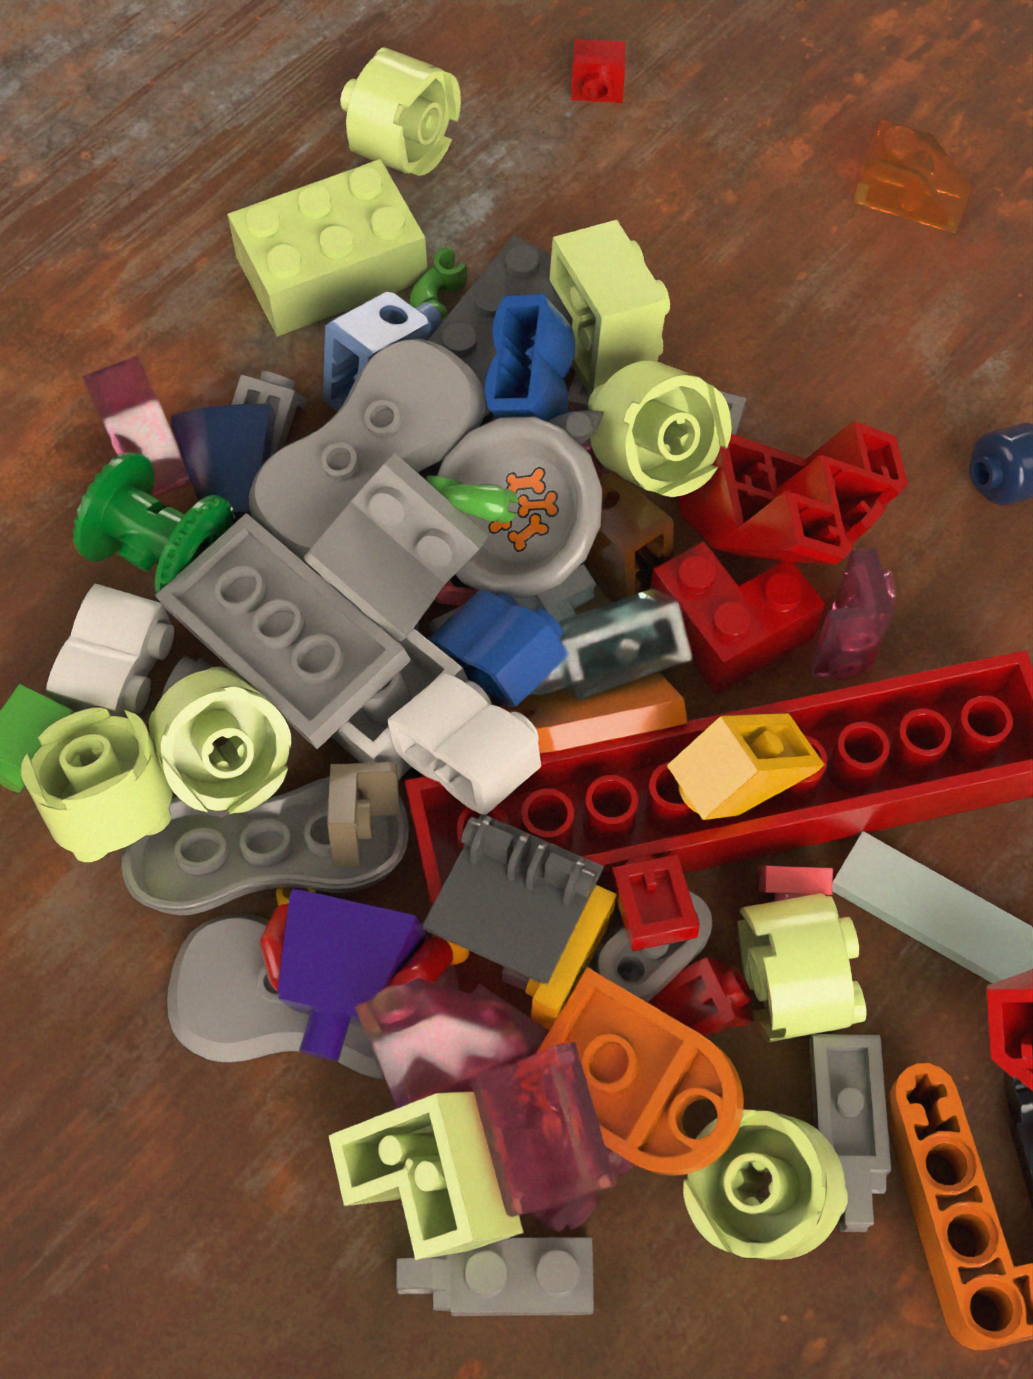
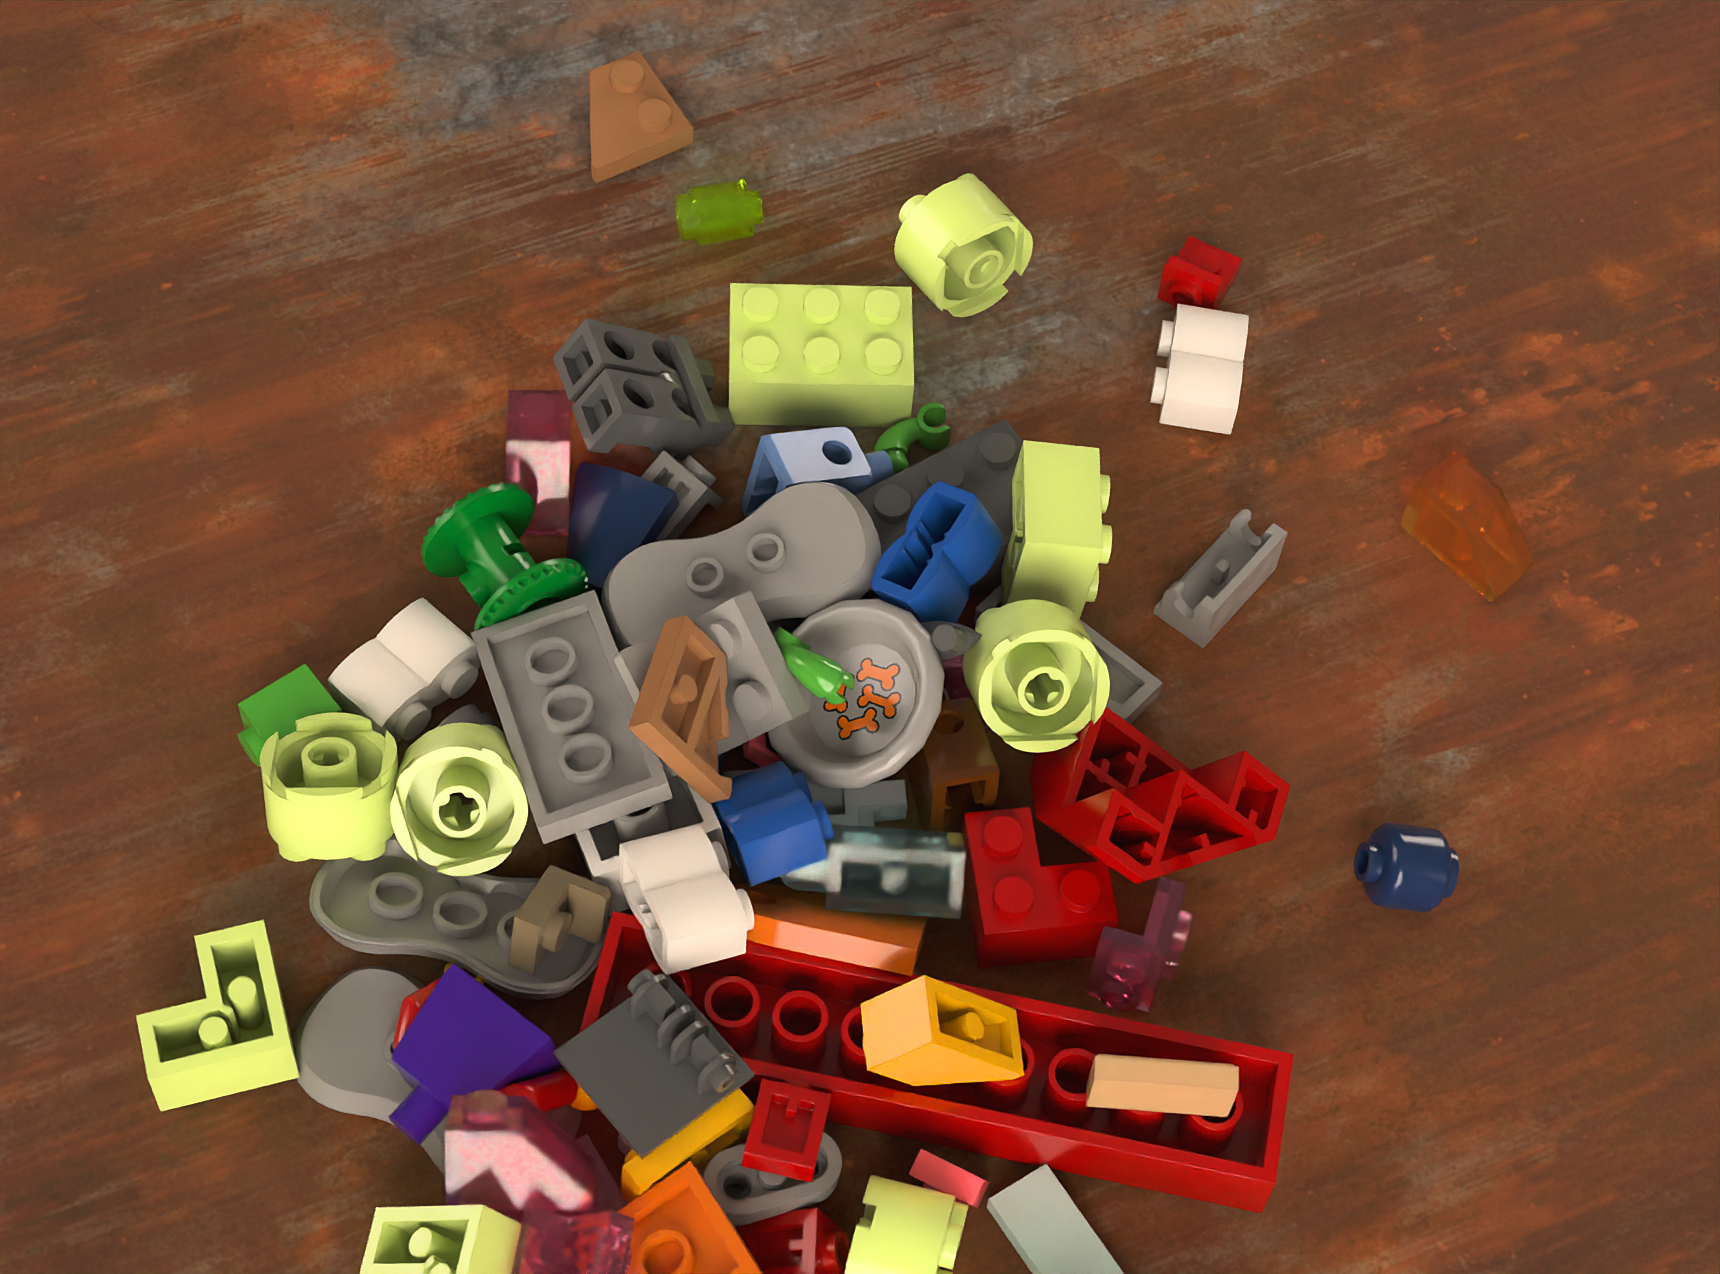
camera: 20 degrees right, 5 degrees down
(67, 118) = (631, 117): none -> medium nougat wing
(118, 1043) = (230, 1038): none -> yellowish green brick
(181, 165) = (718, 212): none -> clear neon green brick
(193, 333) = (640, 390): none -> dark grey hips
(386, 576) = (685, 707): none -> medium nougat wing
(641, 138) = (1202, 368): none -> white brick
(743, 298) = (1221, 580): none -> light grey hinge
(946, 722) = (1162, 1085): none -> tan tile

